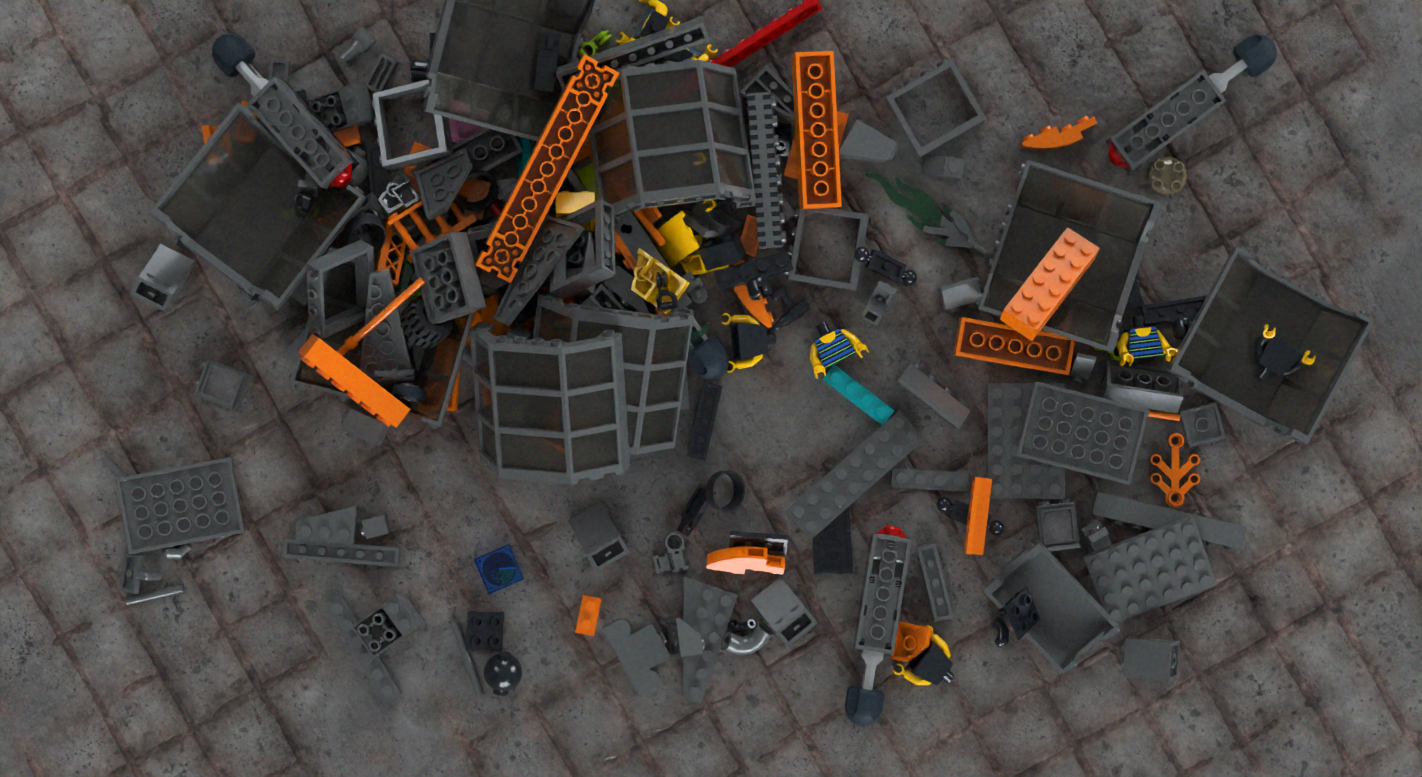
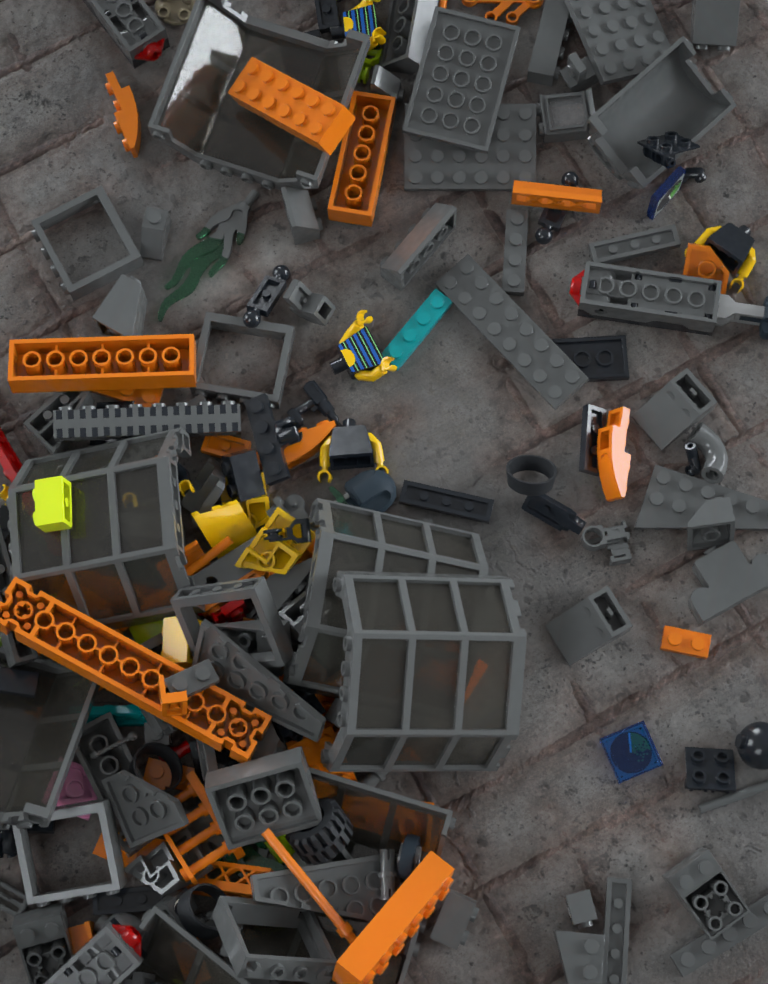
camera: 85 degrees left, 15 degrees down
(503, 170) = (131, 736): none -> dark grey hinge
(513, 205) = (171, 703): none -> orange panel
(536, 218) = (193, 679): none -> dark grey plate
(680, 99) = (52, 504): none -> neon yellow brick
(980, 610) = (665, 192): none -> clear blue tile

